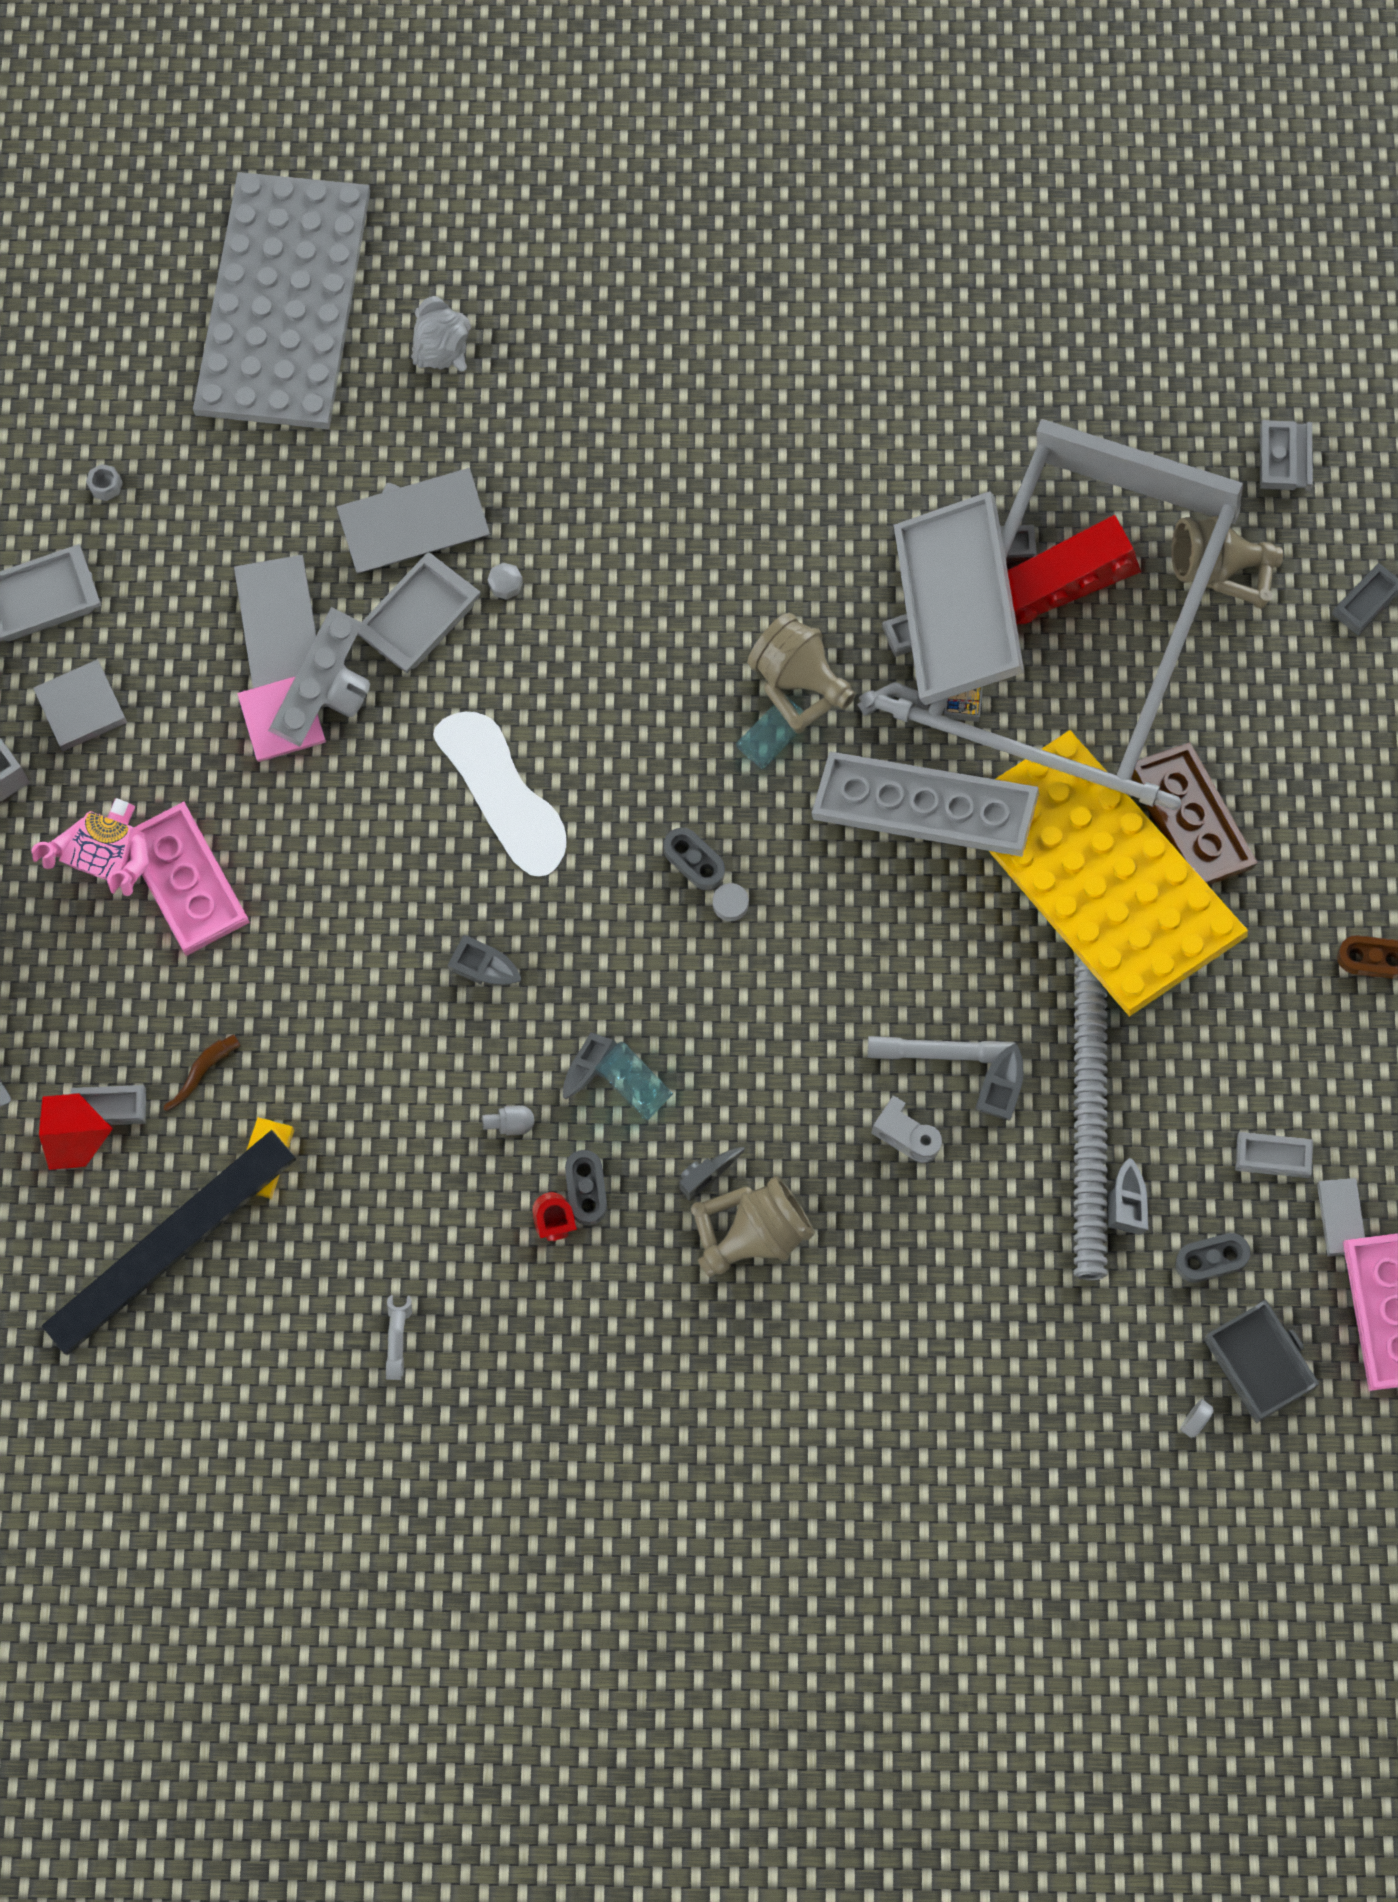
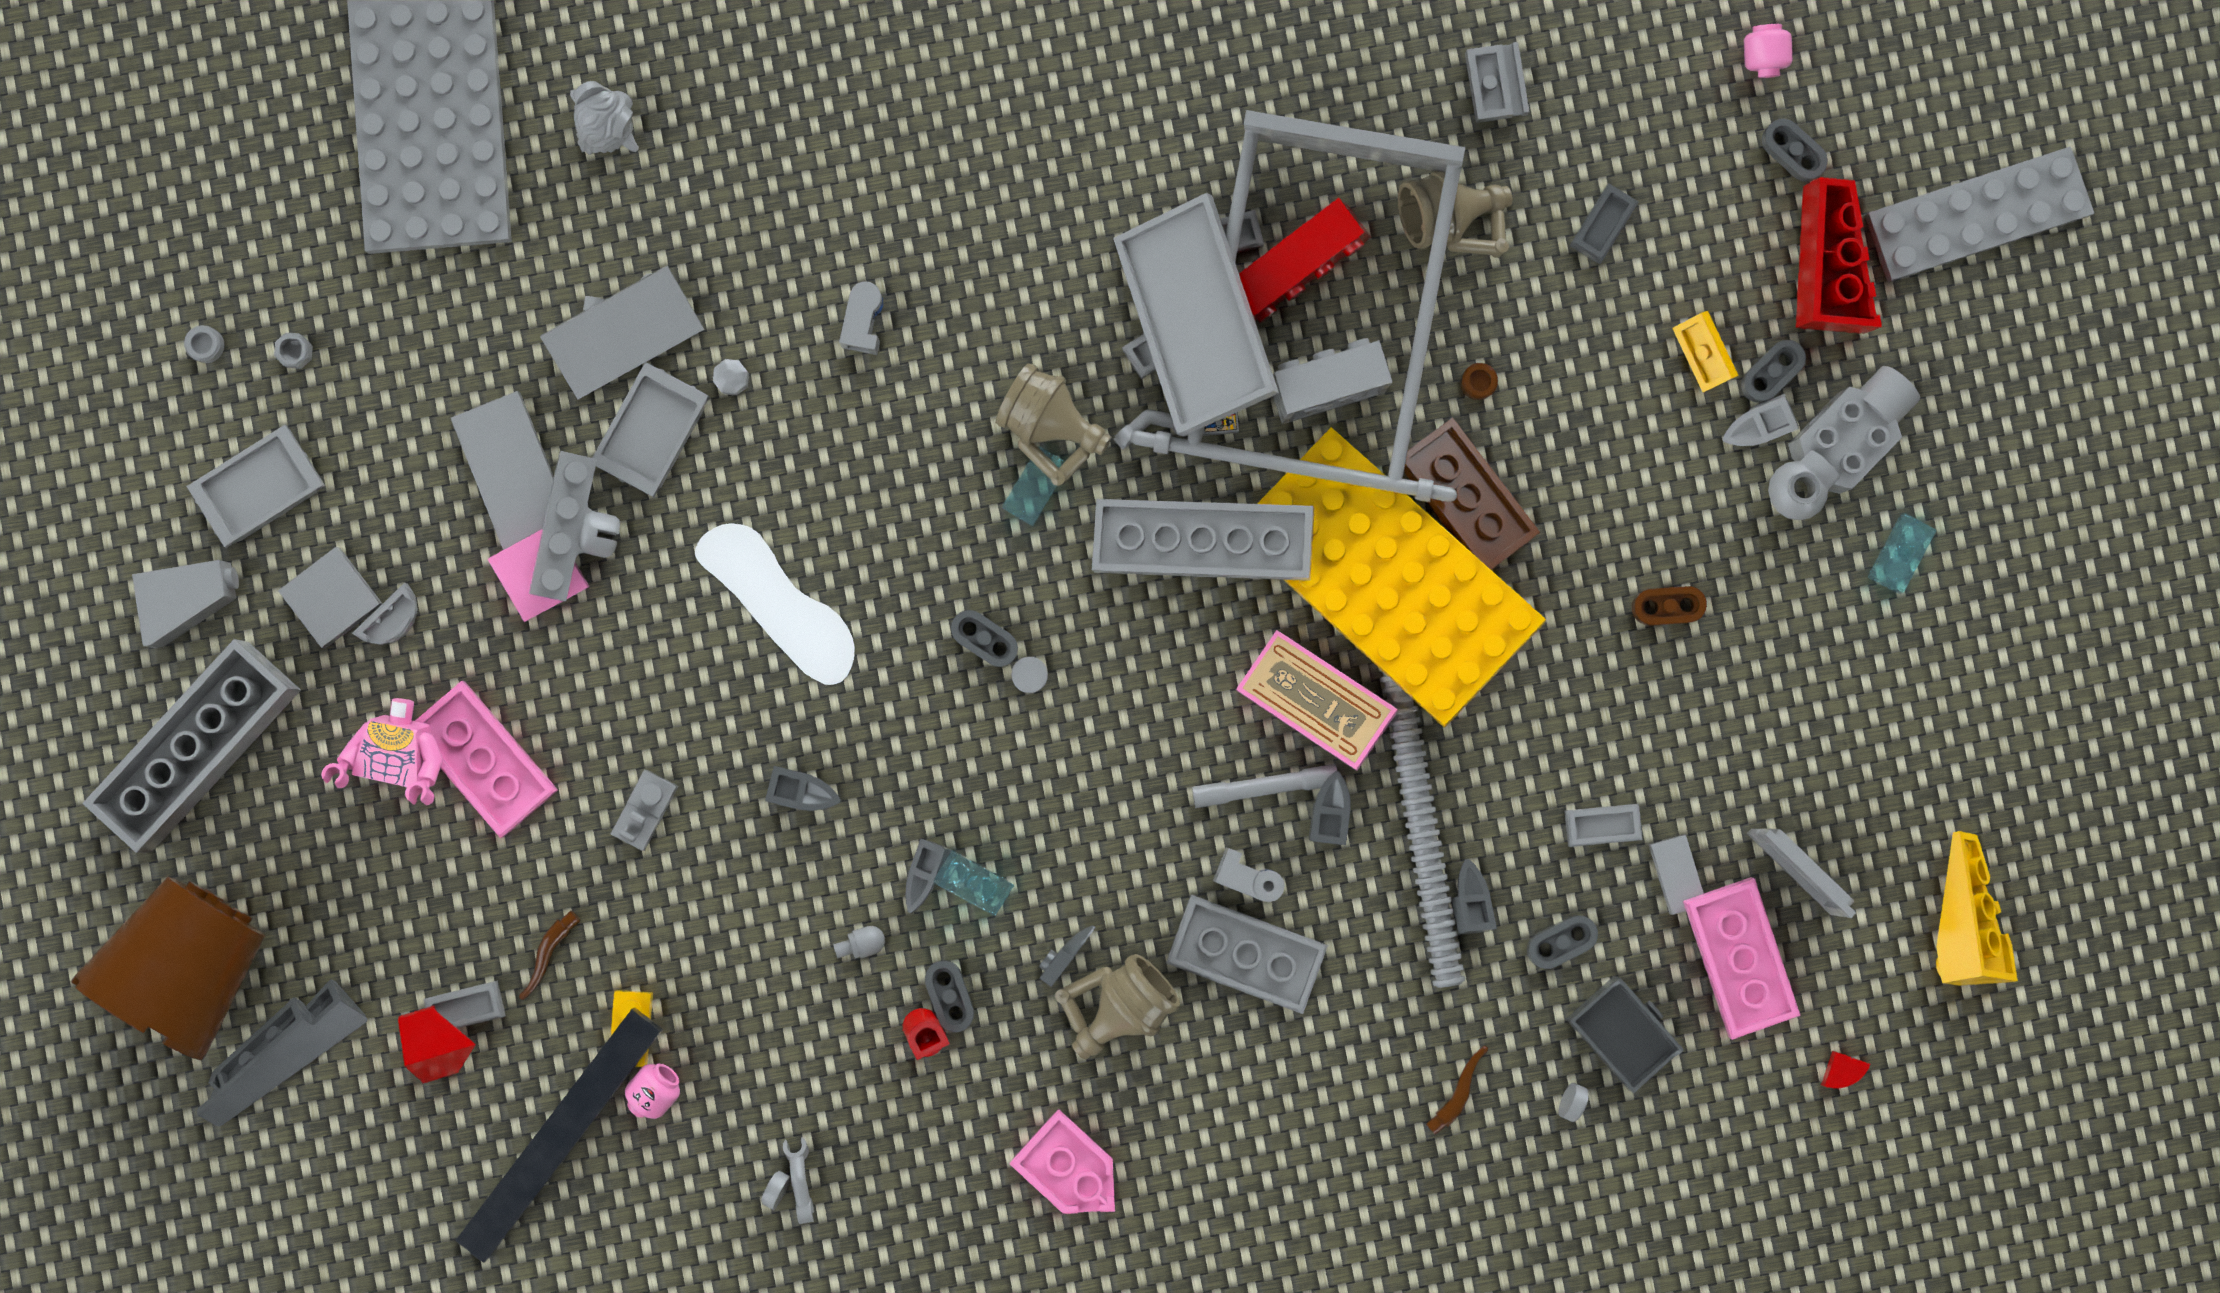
camera: 20 degrees left, 15 degrees up
(23, 463) = (204, 344): none -> light grey tile
(131, 735) = (391, 619): none -> light grey tile
(271, 1218) = (652, 1091): none -> bright pink head
(328, 955) = (644, 810): none -> light grey plate
(370, 1340) = (775, 1190): none -> light grey tile
(635, 557) = (862, 307): none -> light grey leg
(668, 1381) = (1067, 1167): none -> bright pink tile
(891, 1208) = (1246, 954): none -> light grey tile
(1008, 976) = (1317, 700): none -> tile
(1073, 1401) = (1454, 1107): none -> reddish brown animal
(1076, 683) = (1331, 380): none -> light grey brick
(1222, 717) = (1479, 381): none -> reddish brown tile

